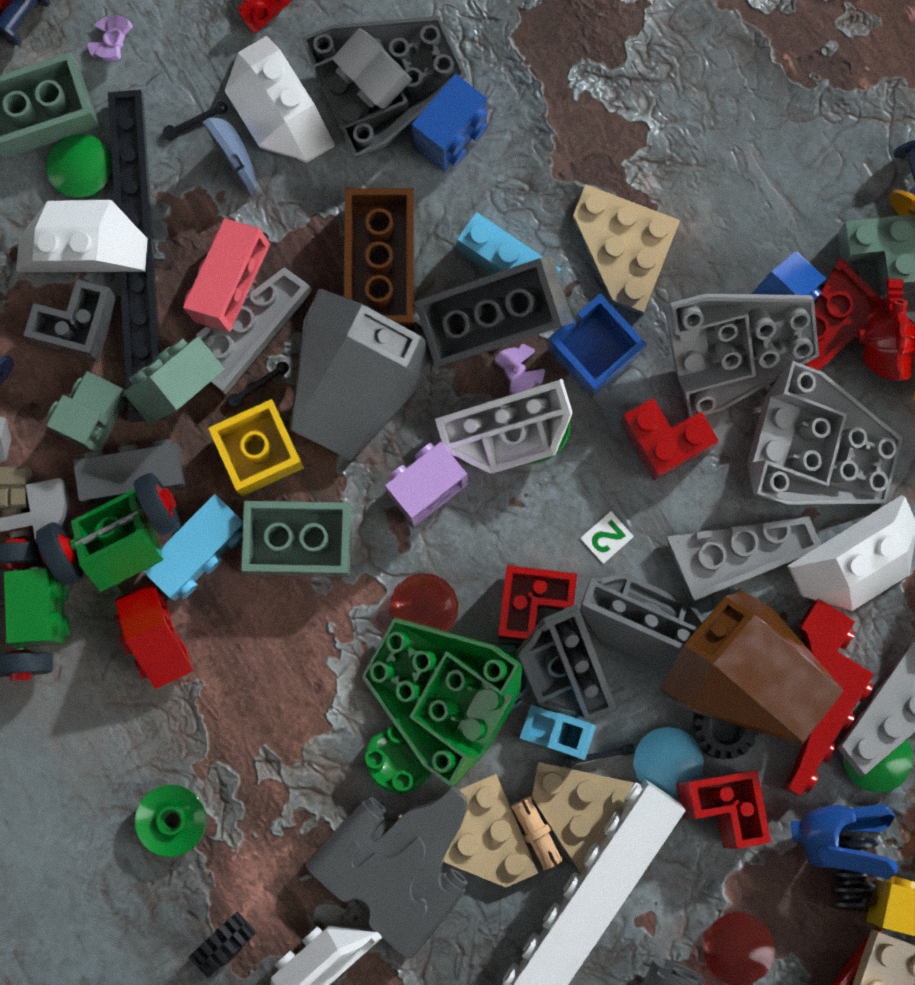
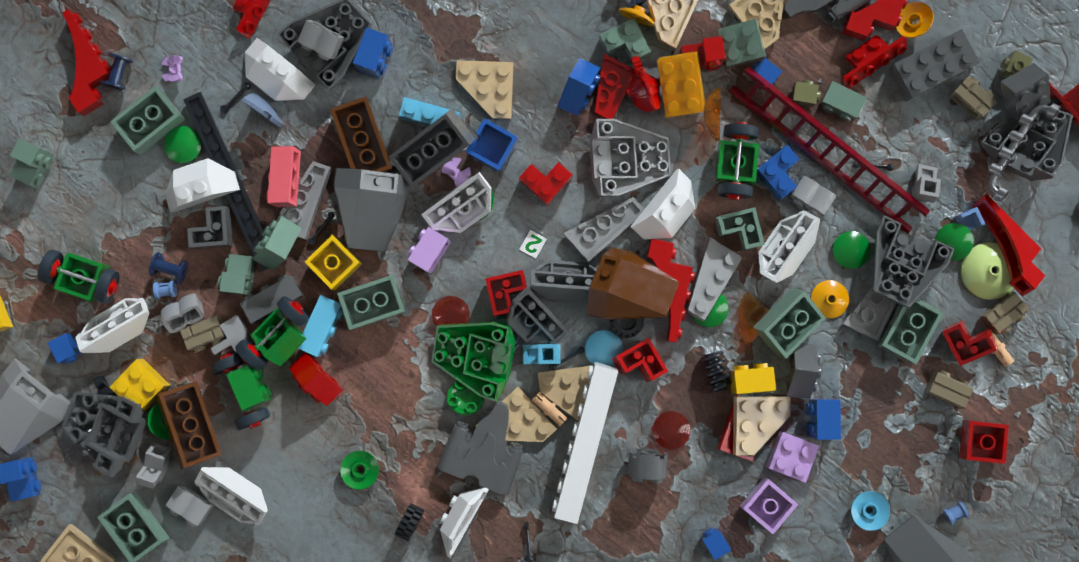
camera: 20 degrees left, 5 degrees up
(737, 344) = (565, 120): light grey wedge -> none
(820, 837) = (691, 355): blue piece -> none

